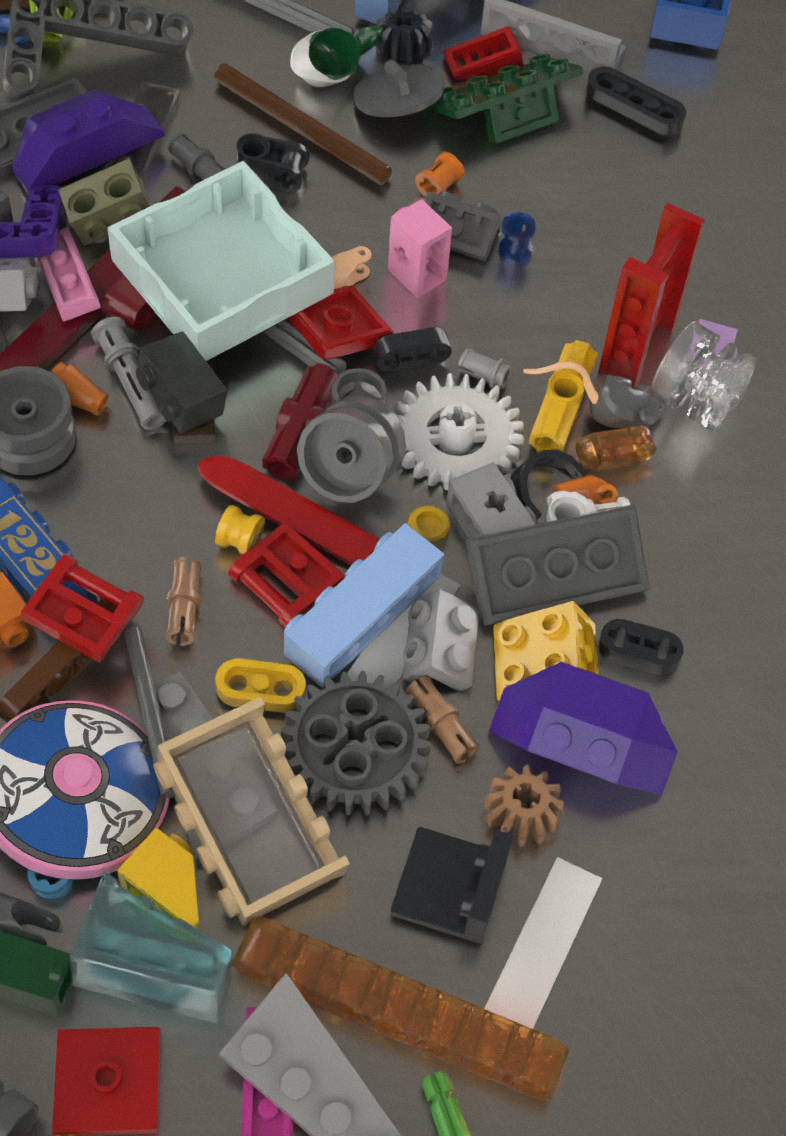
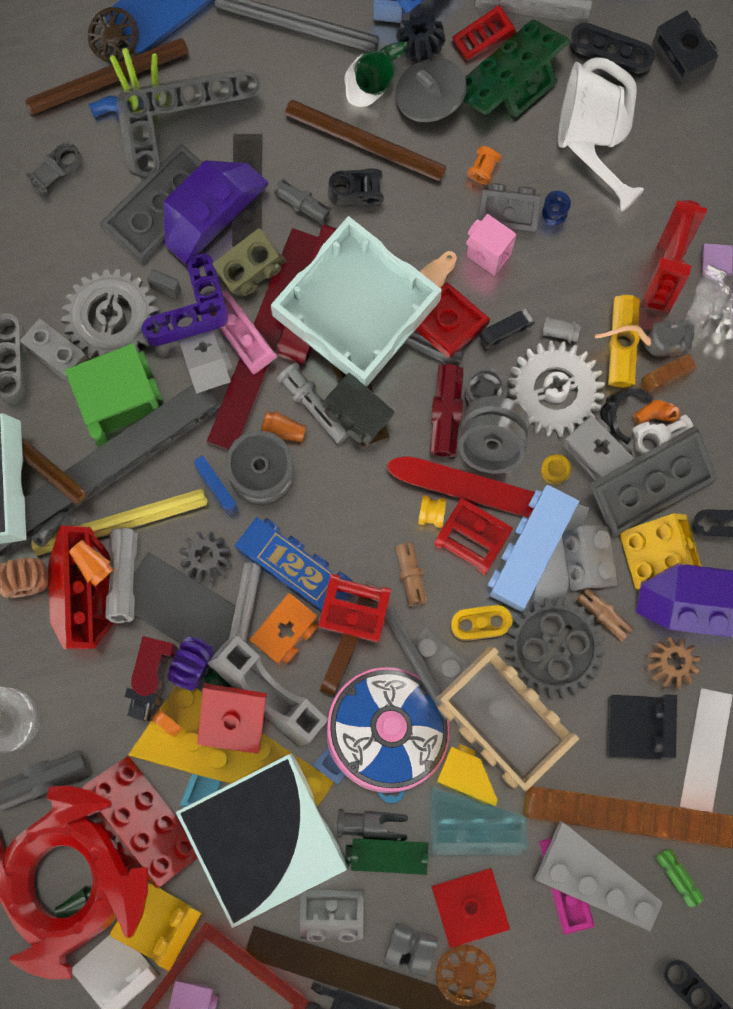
camera: 10 degrees left, 20 degrees up
(601, 156) = (598, 115): none -> white piece
(728, 117) = (686, 62): none -> black brick

